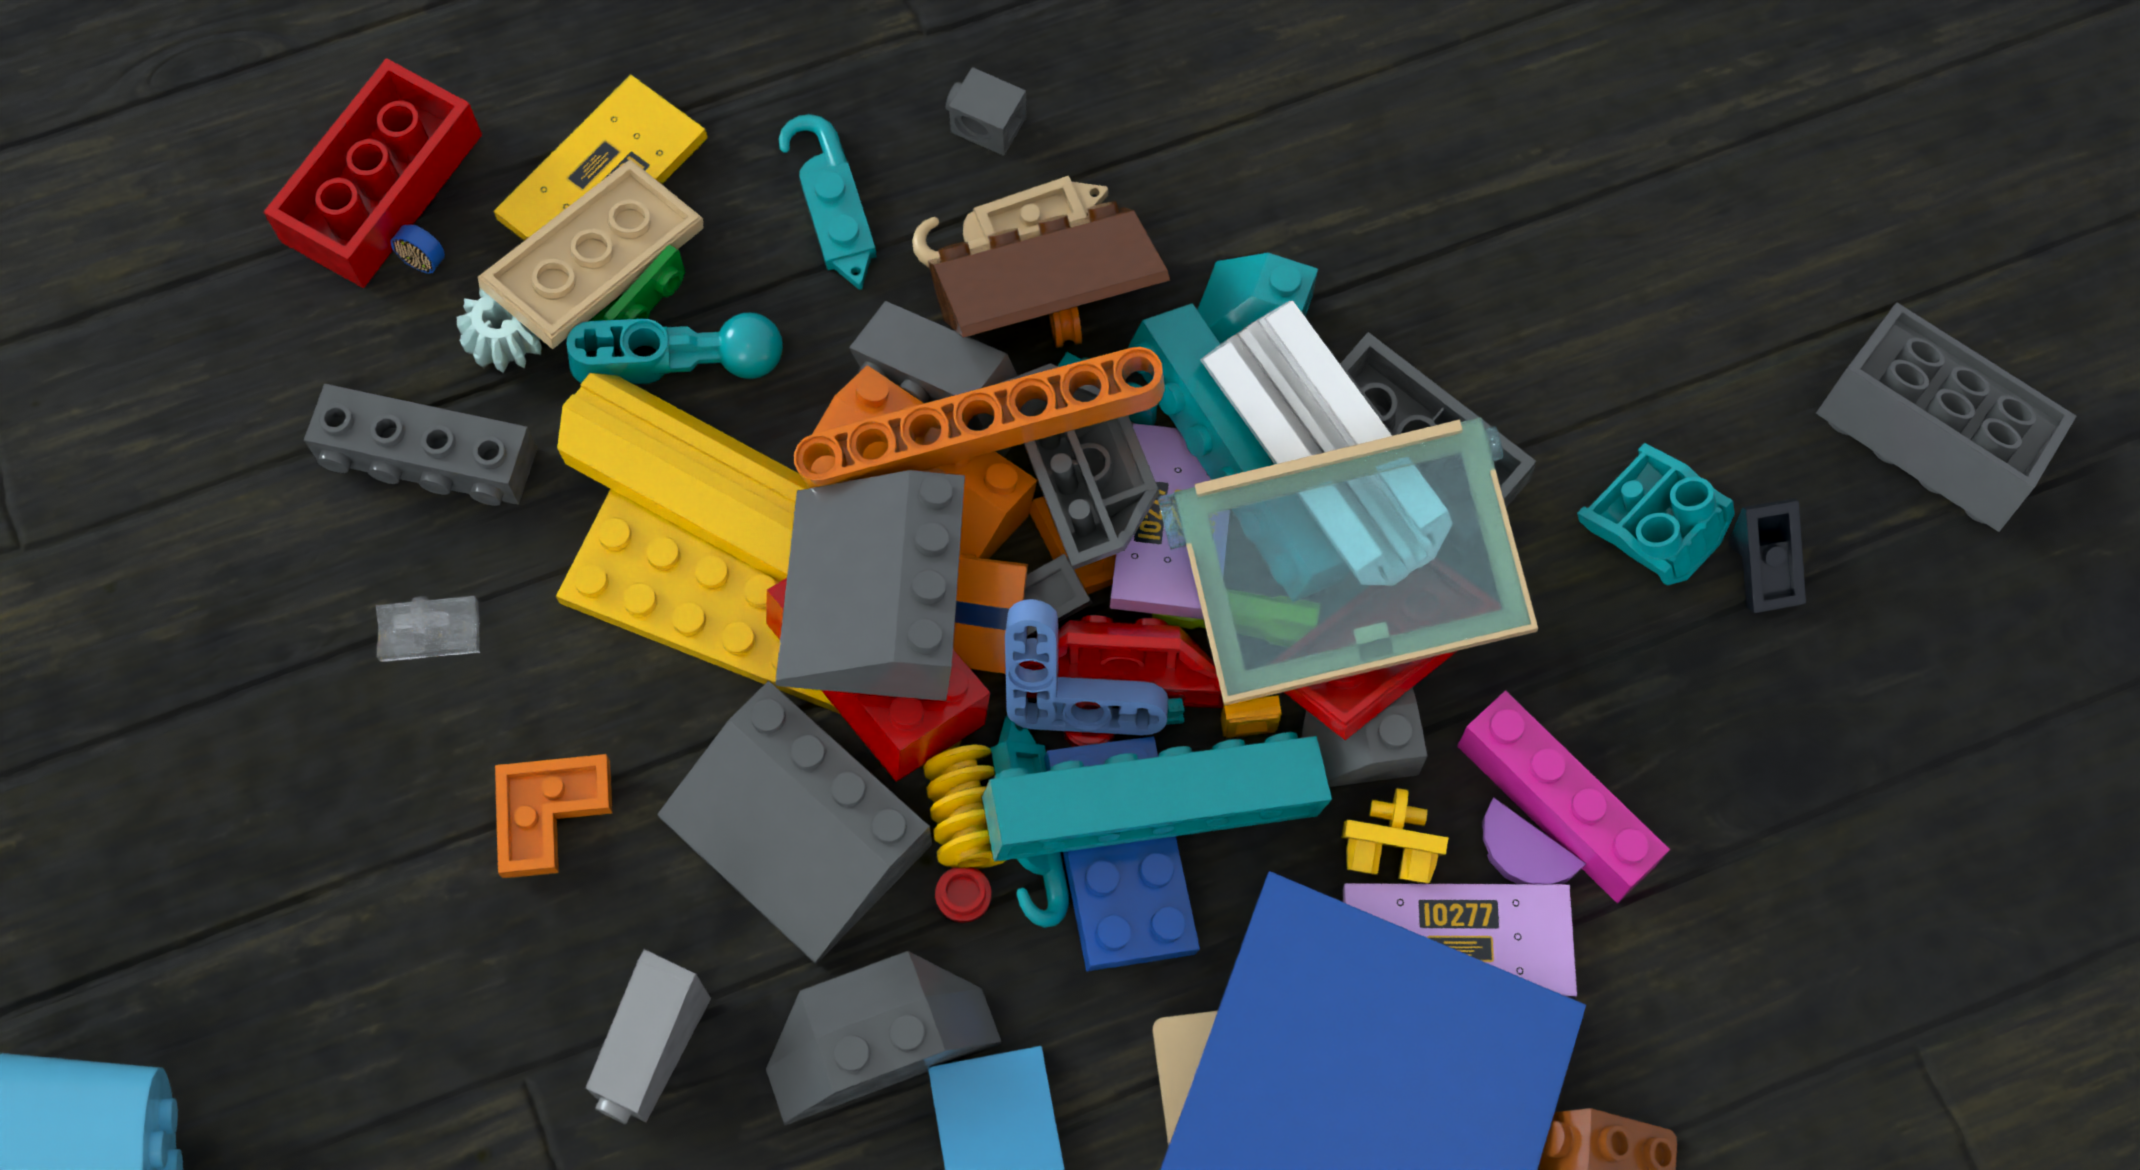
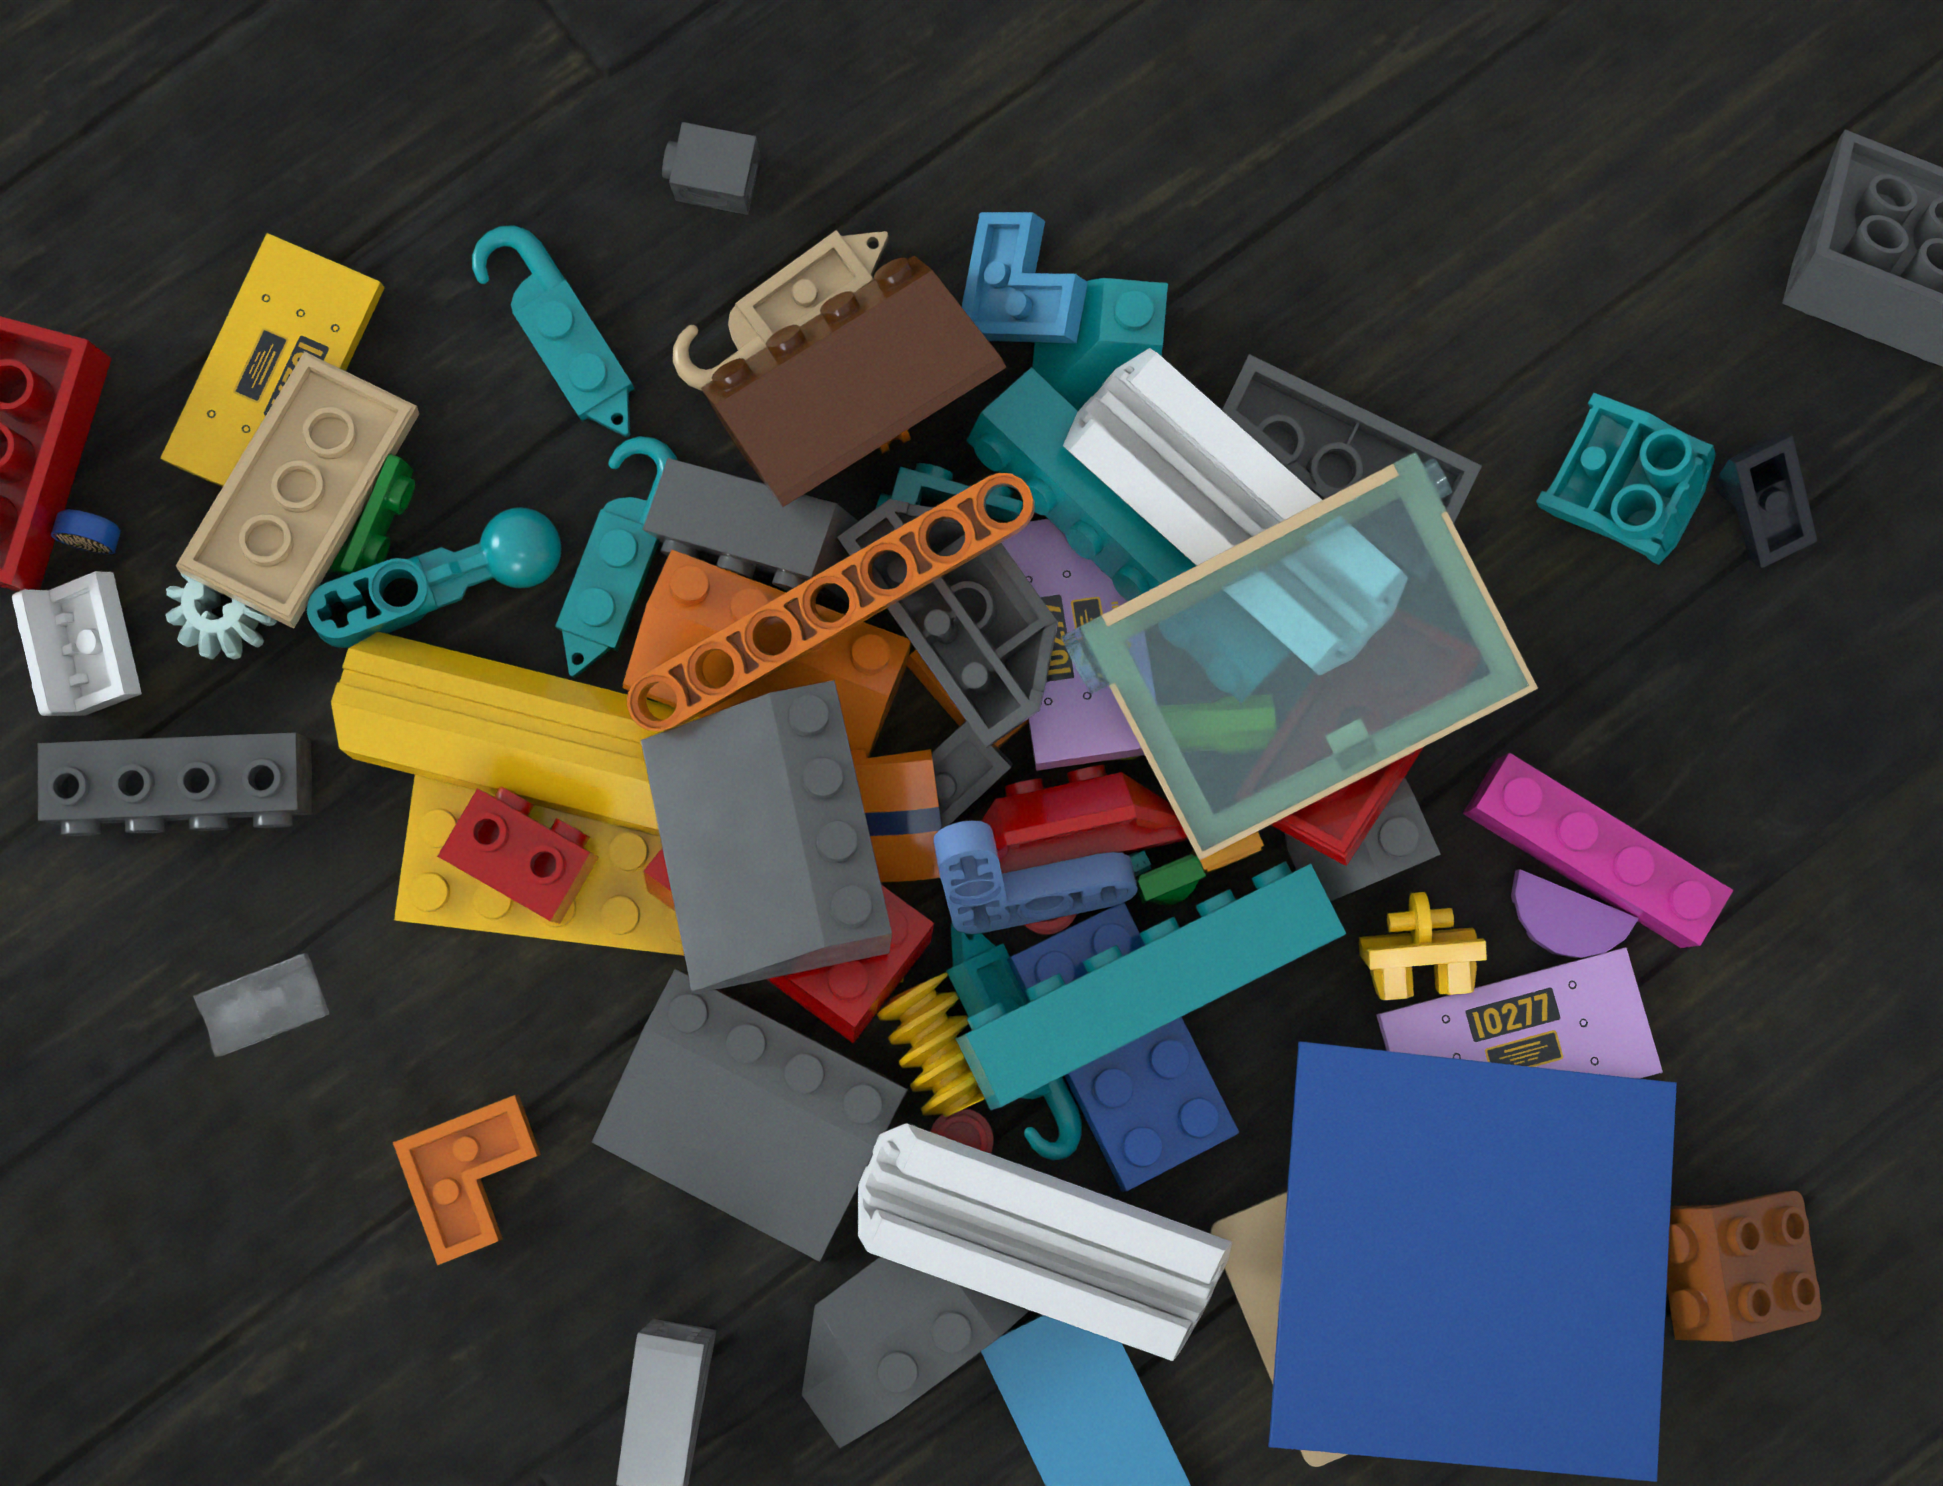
camera: 15 degrees left, 15 degrees up
(380, 327) = (77, 646): none -> white bracket
(672, 561) = (518, 854): none -> red brick
(813, 381) = (611, 567): none -> teal plate
(1008, 980) = (1037, 1240): none -> white piece
(1195, 252) = (1006, 293): none -> dark azure plate
(1196, 727) = (1170, 882): none -> green tile

